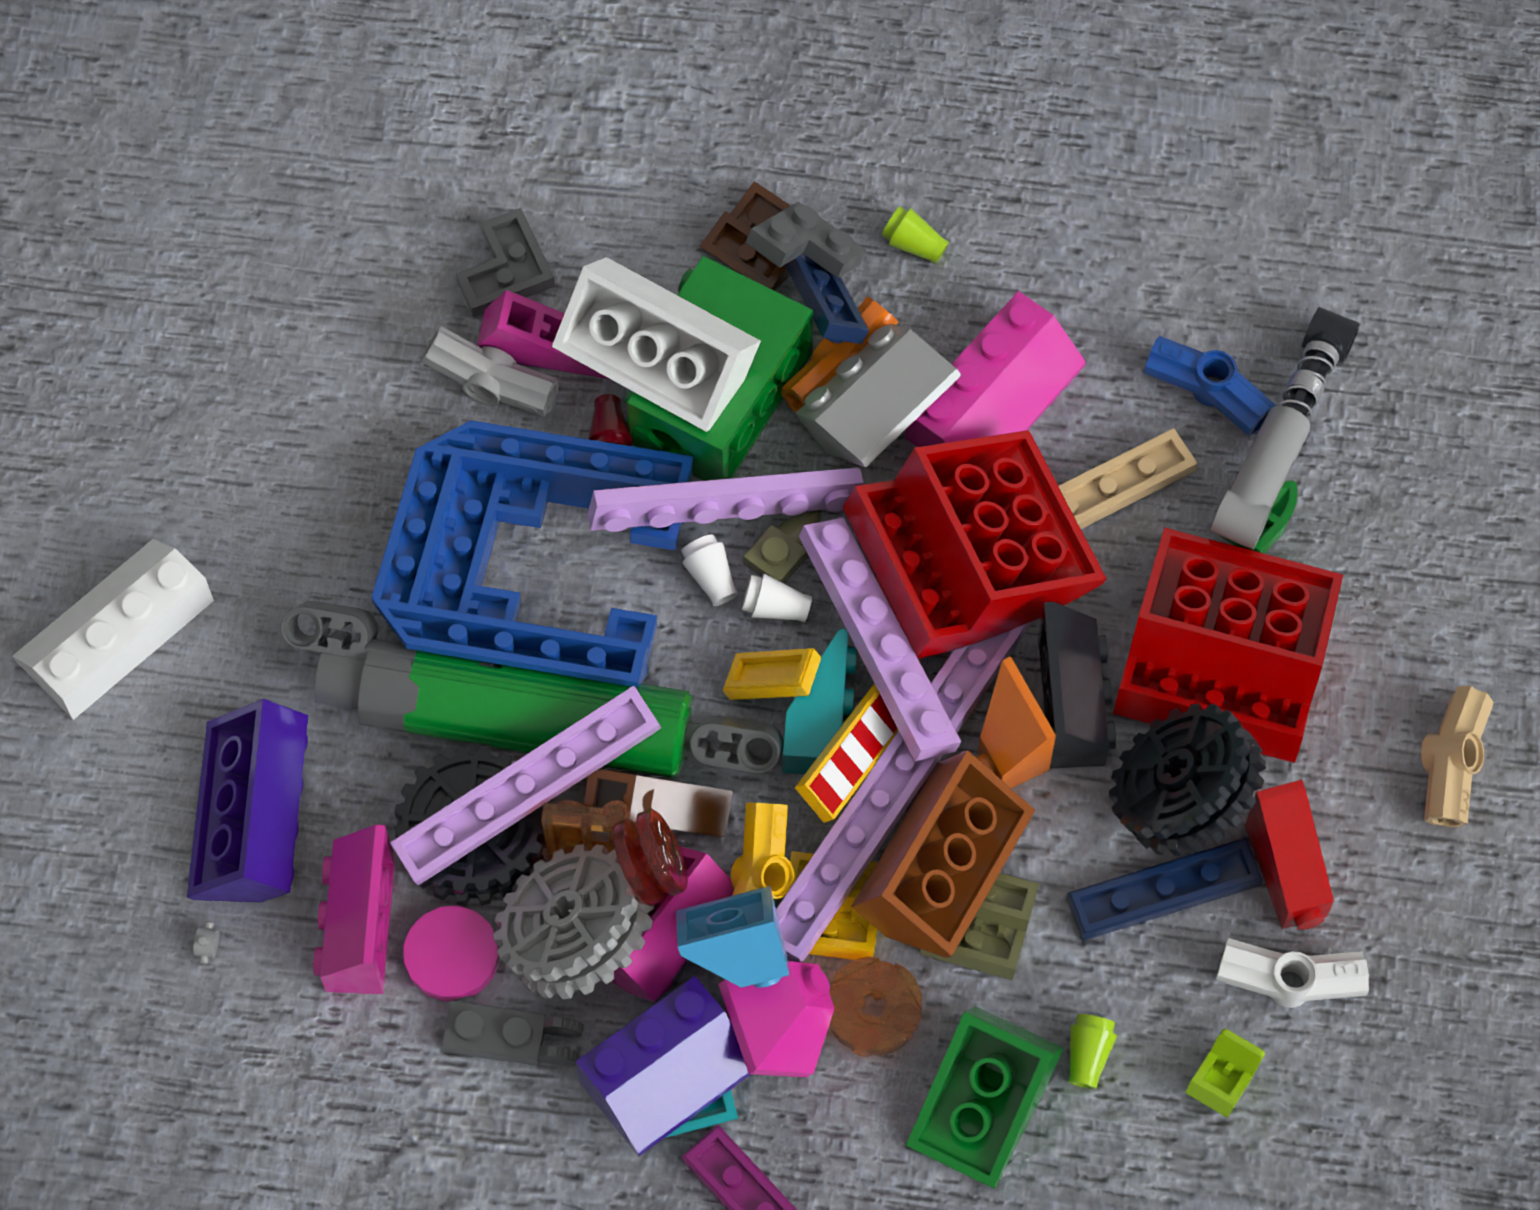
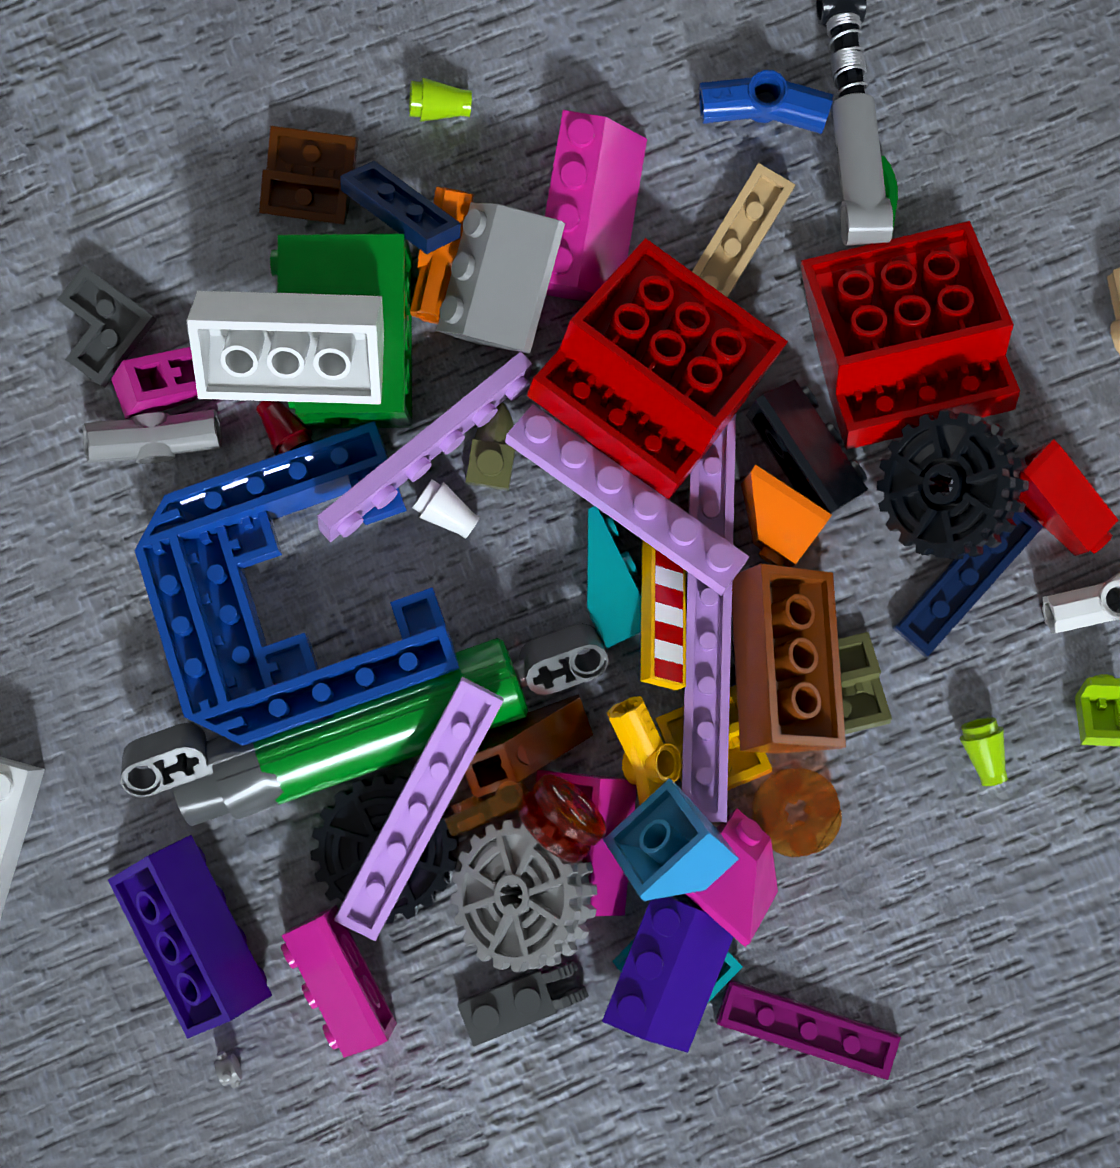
camera: 30 degrees left, 20 degrees up
(451, 953) = (431, 962): dark pink tile -> none
(772, 674) = (554, 578): yellow tile -> none
(775, 600) = (514, 506): white cone -> none
(800, 232) = (347, 154): dark grey plate -> none
(983, 1095) = (927, 835): green slope -> none

